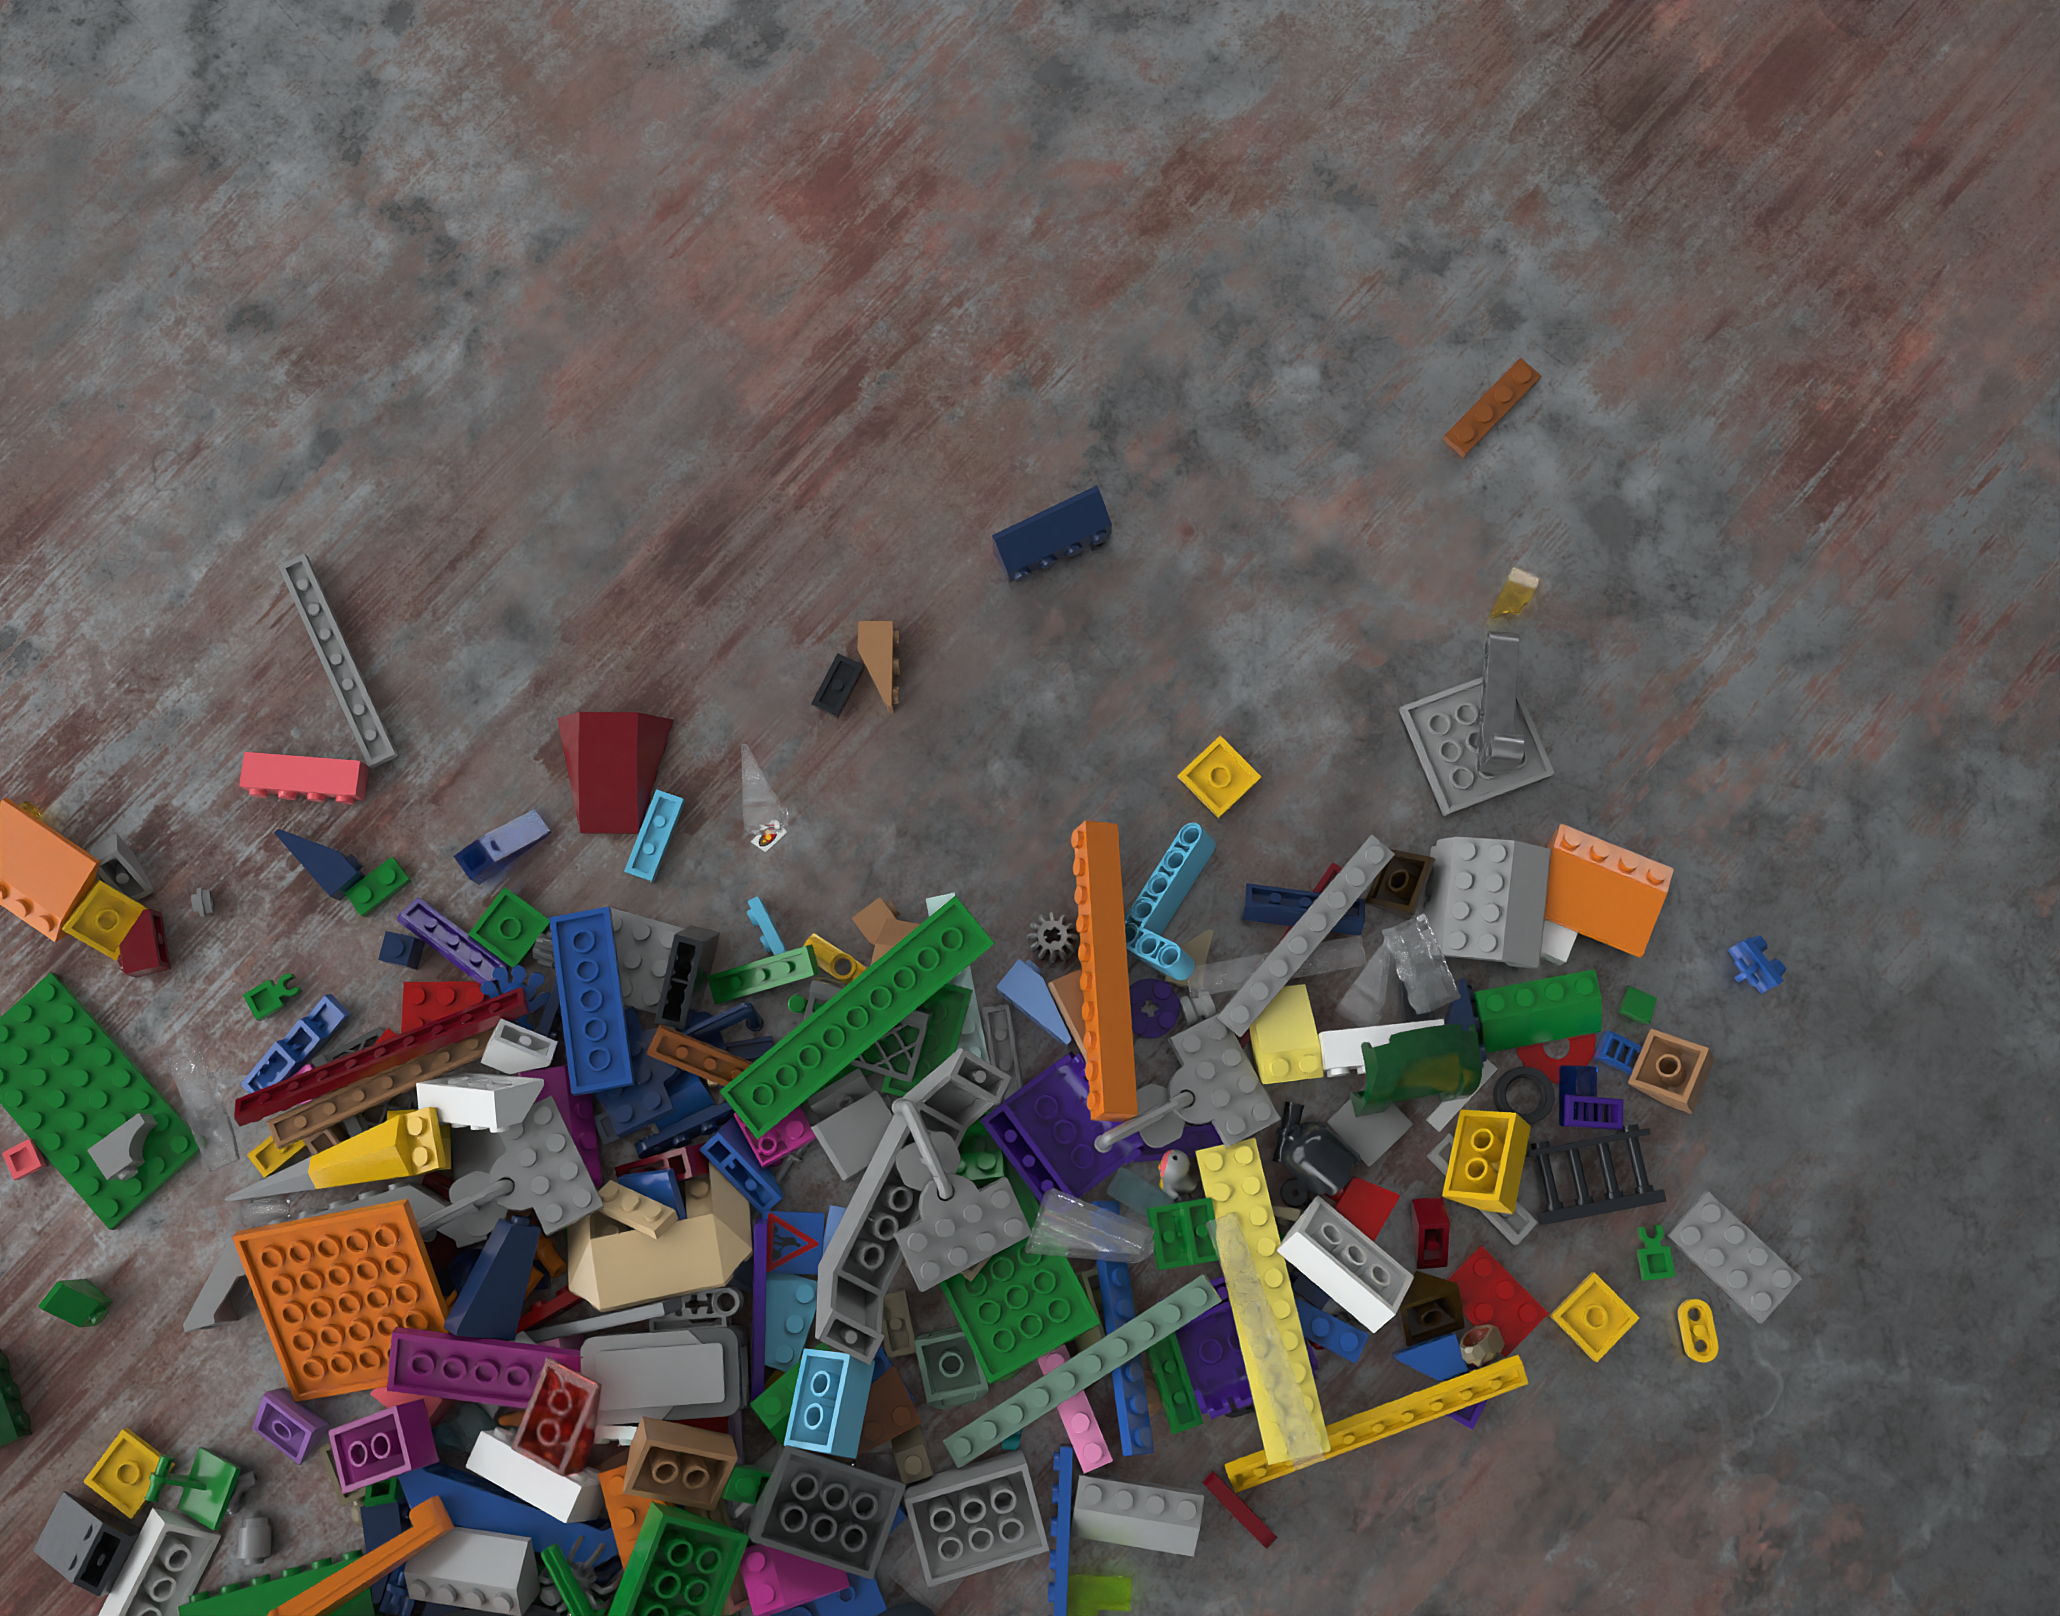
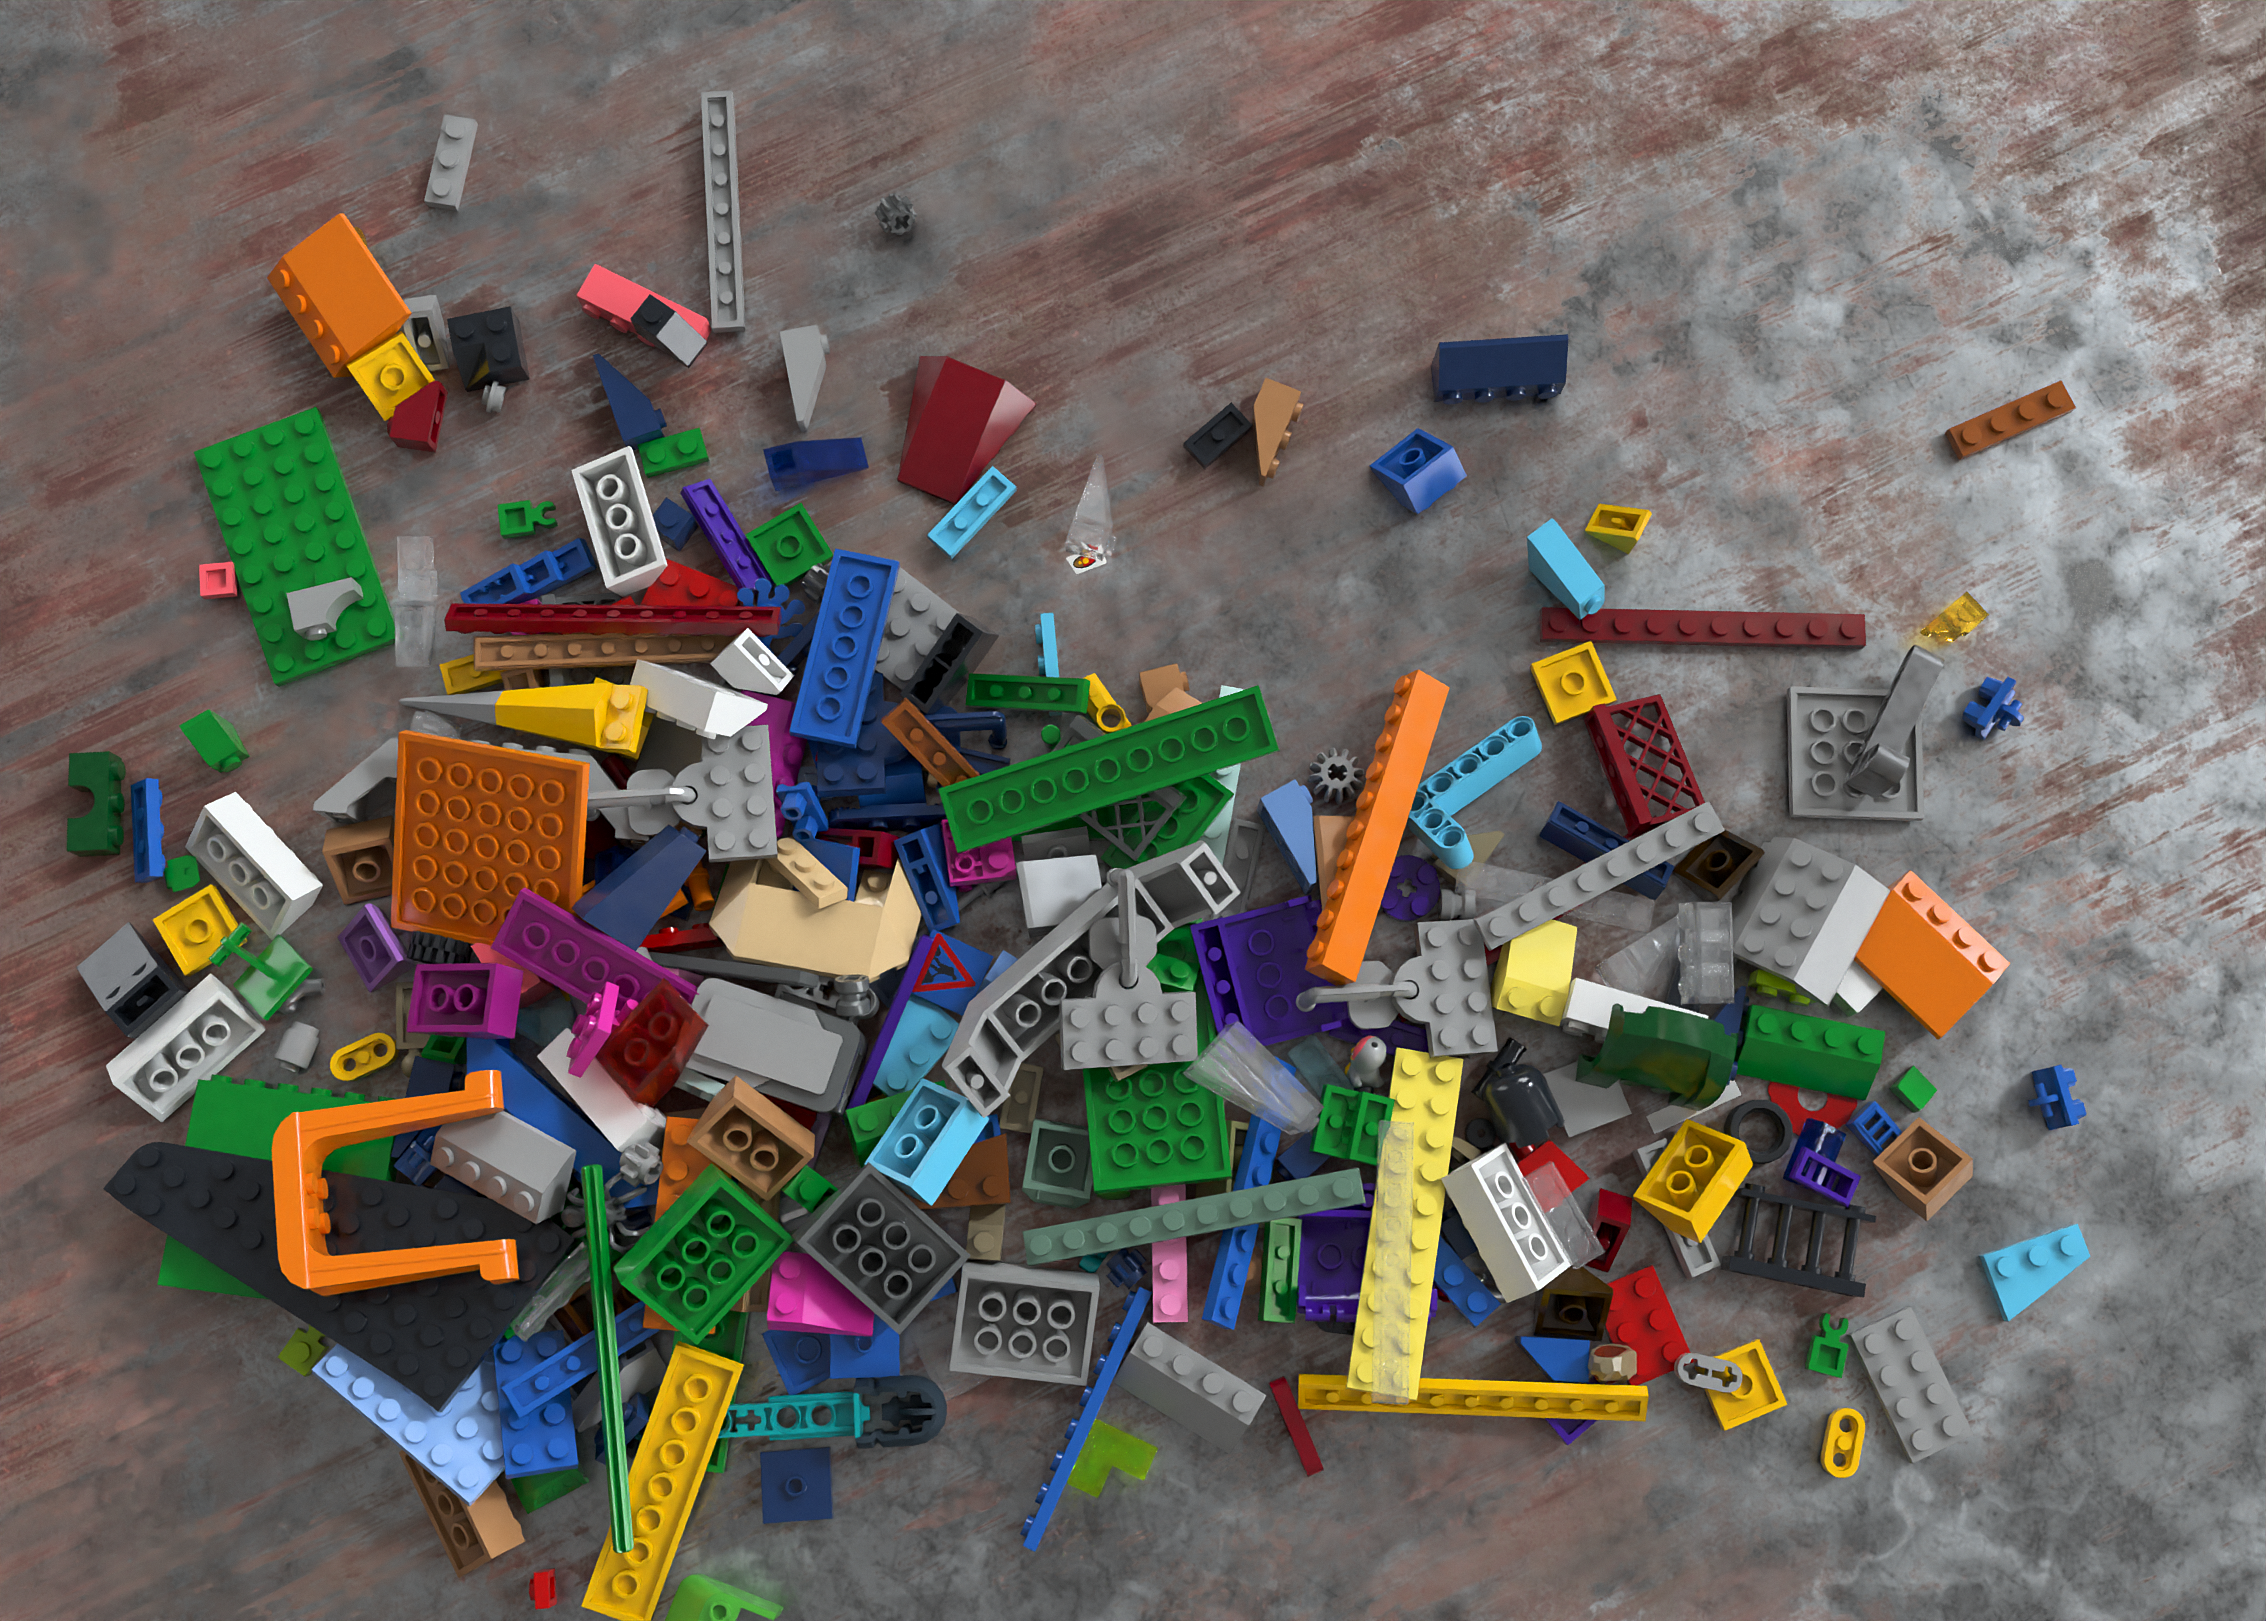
camera: 15 degrees right, 0 degrees up
(48, 1404) = (147, 830): none -> blue plate
(85, 711) = (451, 162): none -> light grey plate
(93, 1429) = (181, 873): none -> green piece
(152, 1396) = (252, 864): none -> white slope
(181, 861) = (488, 348): none -> black slope
(244, 1353) = (361, 858): none -> medium nougat slope
(317, 1523) = (365, 1056): none -> yellow plate
(330, 786) = (668, 331): none -> black slope
(345, 1406) = (438, 949): none -> black tyre
(354, 969) = (620, 522): none -> white slope
(463, 769) = (806, 365): none -> light grey slope
(487, 605) = (895, 214): none -> dark grey gear
(505, 1424) = (595, 1027): none -> dark pink plate
(592, 1526) = (641, 1164): none -> light grey gear
(610, 1154) = (803, 809): none -> blue hips
(716, 1303) = (852, 995): none -> dark grey wheel
(1018, 647) = (1419, 470): none -> blue slope
(1043, 1434) = (1126, 1268): none -> dark blue gear
(1152, 1282) = (1298, 1161): none -> dark blue brick
(1174, 685) = (1564, 570): none -> medium azure slope
(1203, 627) = (1618, 525): none -> yellow slope
(1284, 830) = (1618, 764): none -> dark red fence
(1307, 685) = (1705, 628): none -> dark red plate
(1390, 1237) = (1563, 1215): none -> clear plate
(1485, 968) = (1771, 985): none -> lime plate
(1565, 1326) = (1706, 1380): none -> light grey beam
(1575, 643) = (2000, 695): none -> blue hips
(1793, 1115) = (2032, 1267): none -> medium azure wing

